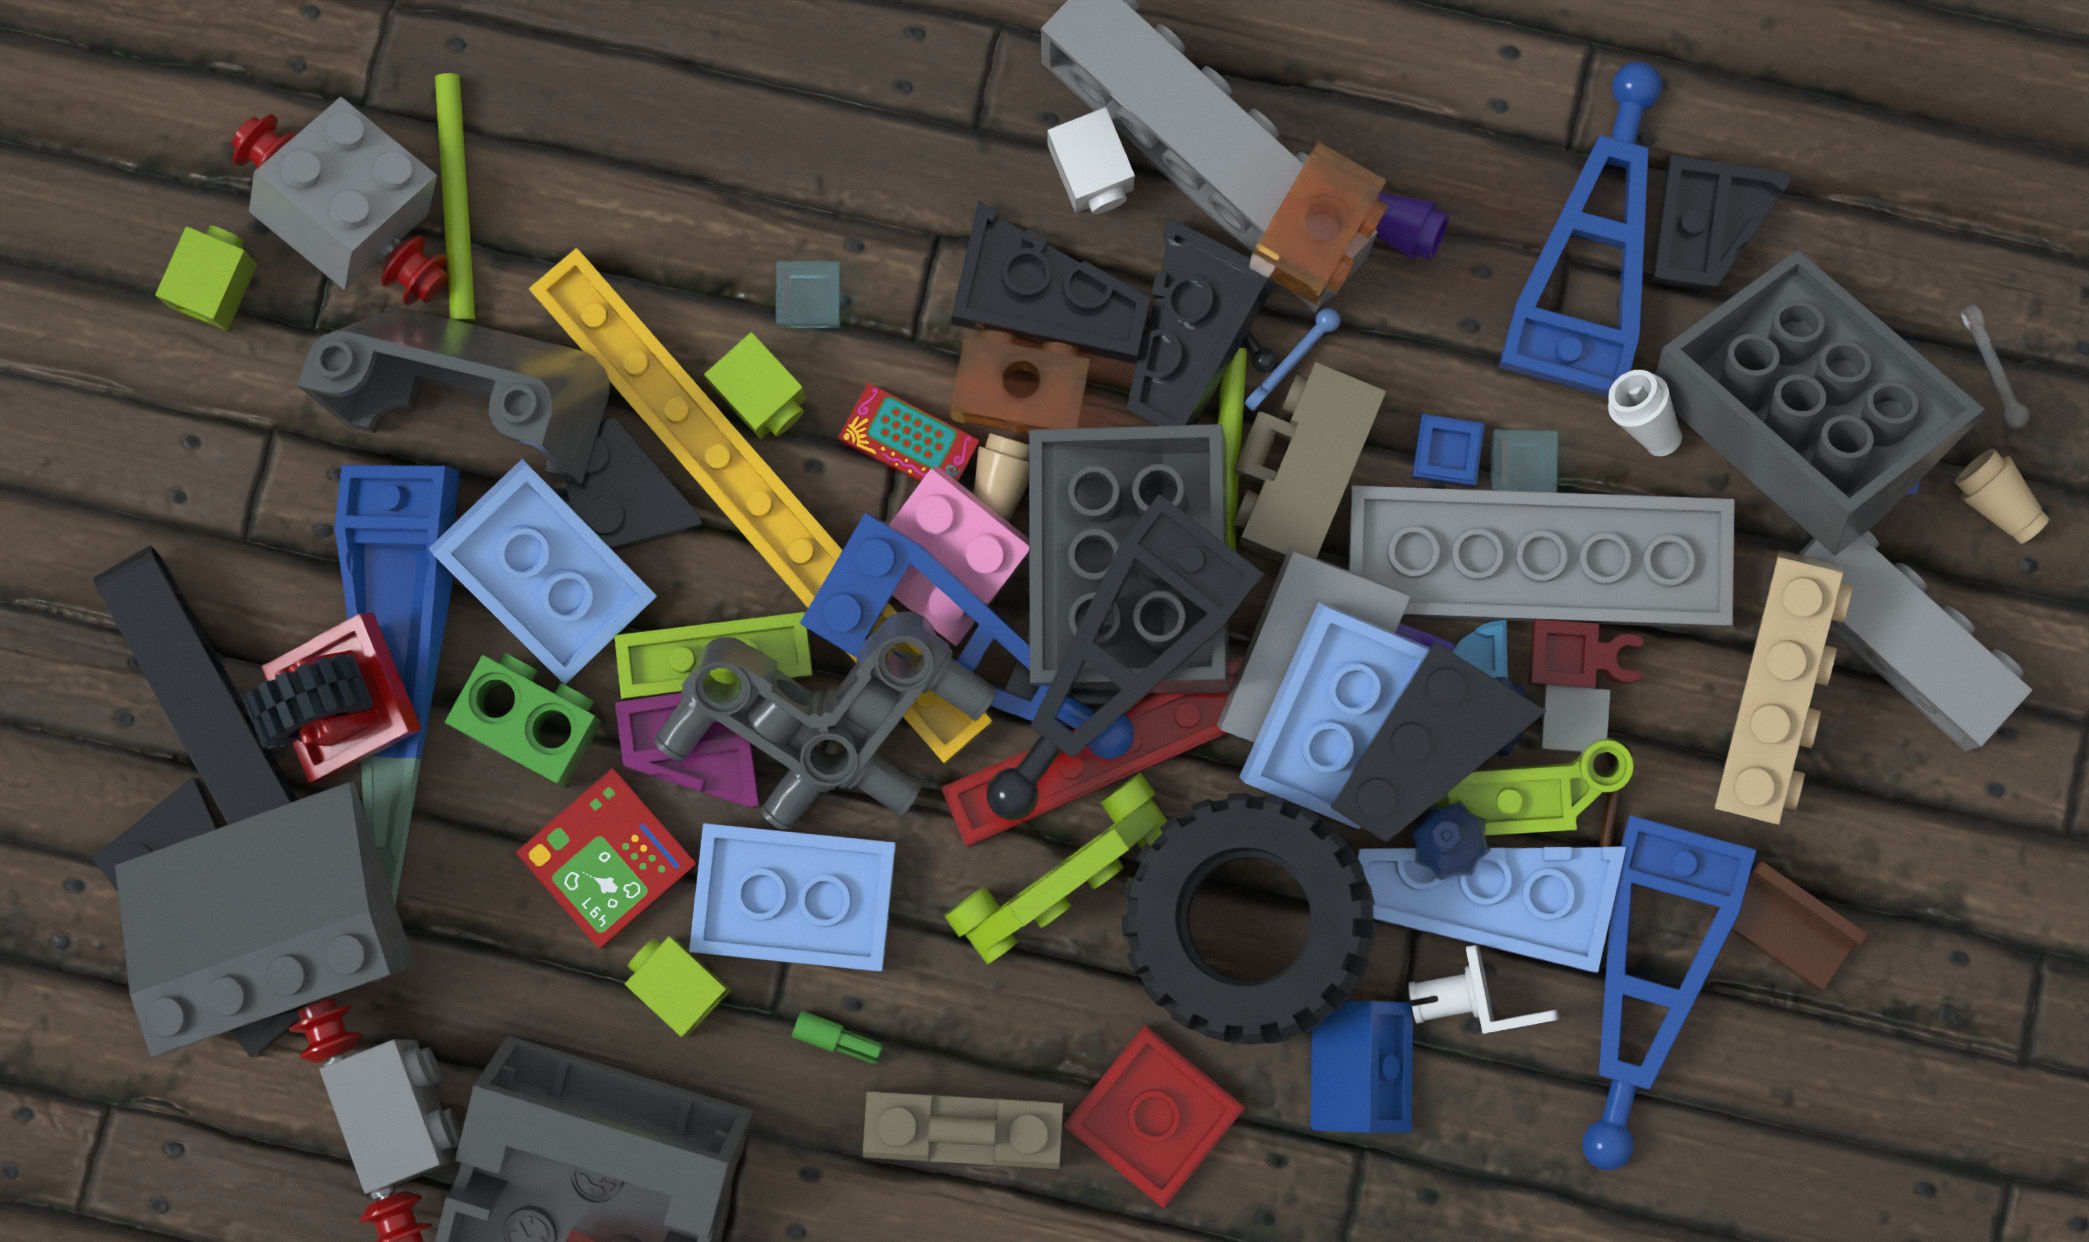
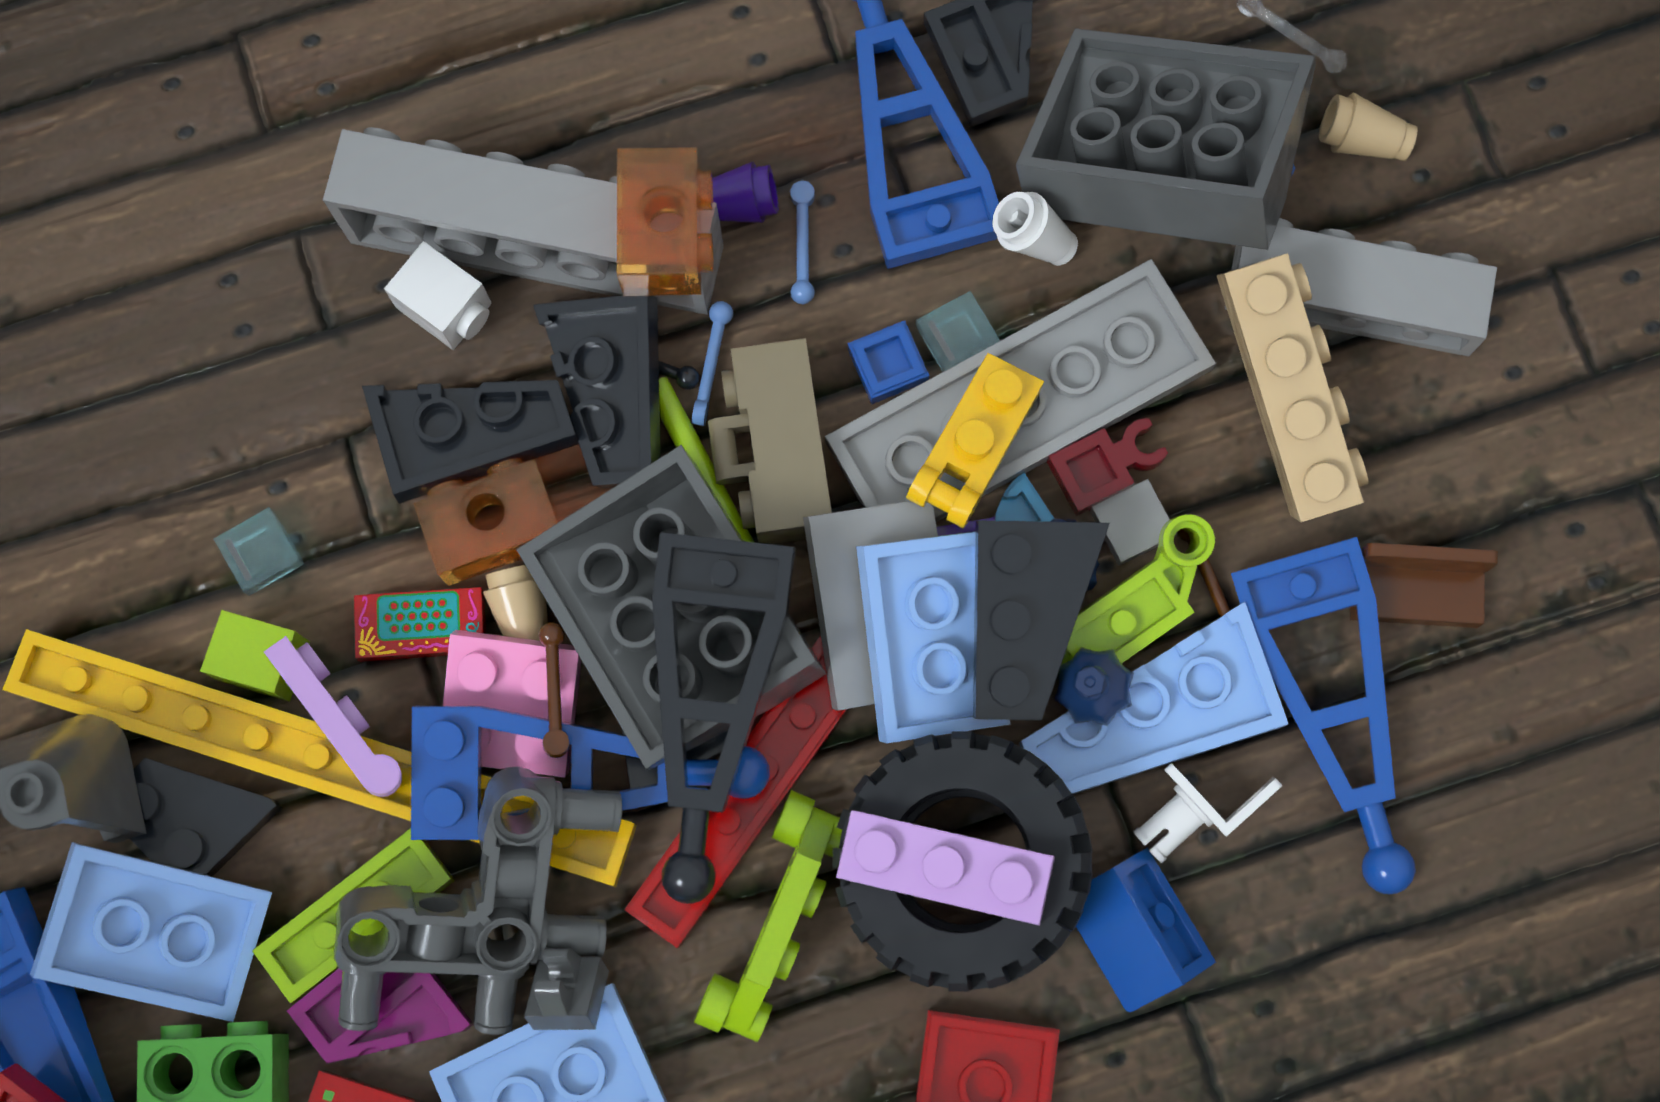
camera: 30 degrees left, 5 degrees down
(796, 487) = (338, 720): none -> lavender plate
(854, 826) = (566, 991): none -> dark grey tile
(968, 613) = (555, 741): none -> reddish brown hinge
(1229, 915) = (945, 867): none -> lavender plate
(1463, 256) = (802, 196): none -> medium blue hinge
(1480, 568) = (976, 439): none -> yellow plate

